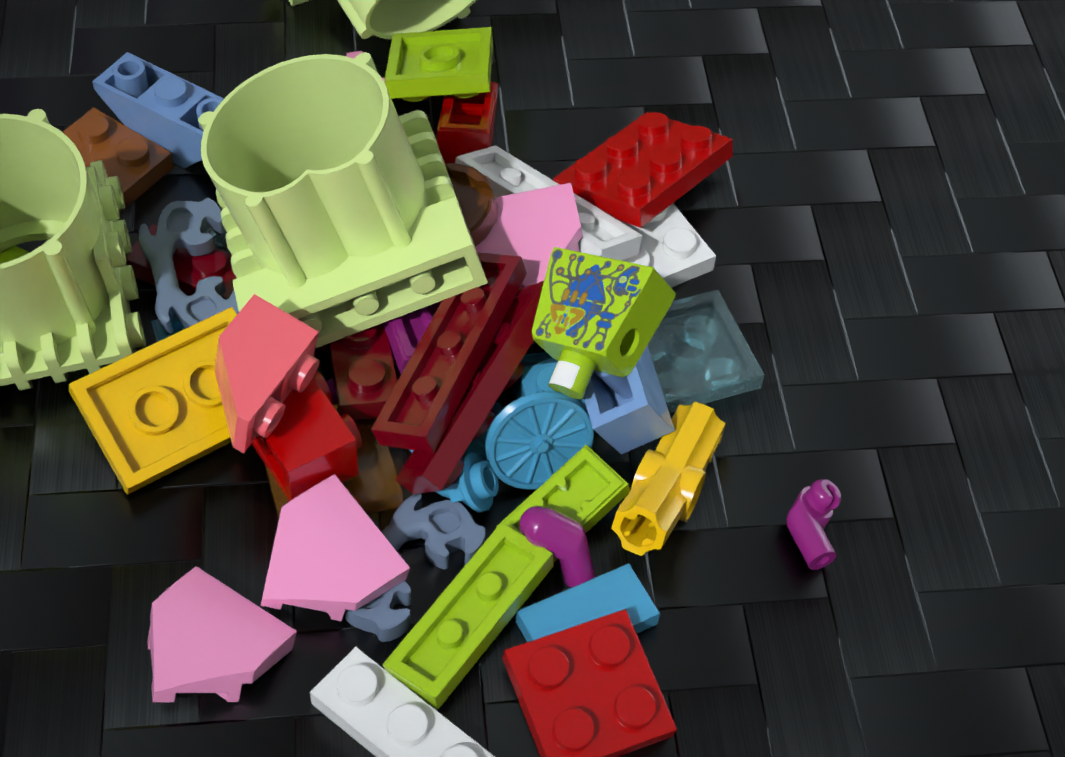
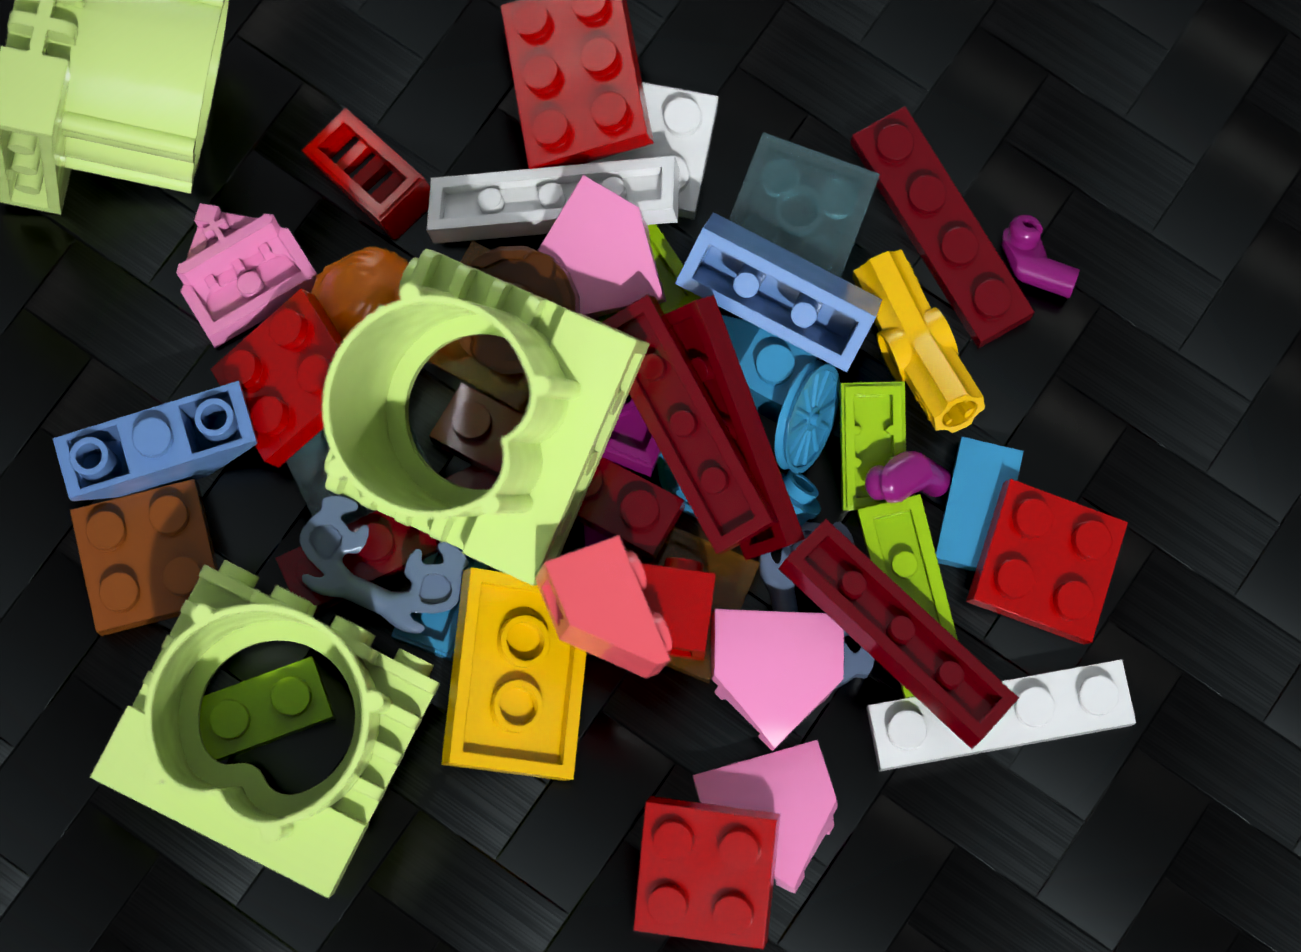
camera: 45 degrees left, 25 degrees up
(118, 621) = (706, 872): none -> red plate
(423, 612) = (898, 633): none -> dark red plate
(440, 63) = (289, 146): lime plate -> none
(596, 316) = (771, 292): lime torso -> none
(770, 452) = (942, 227): none -> dark red plate

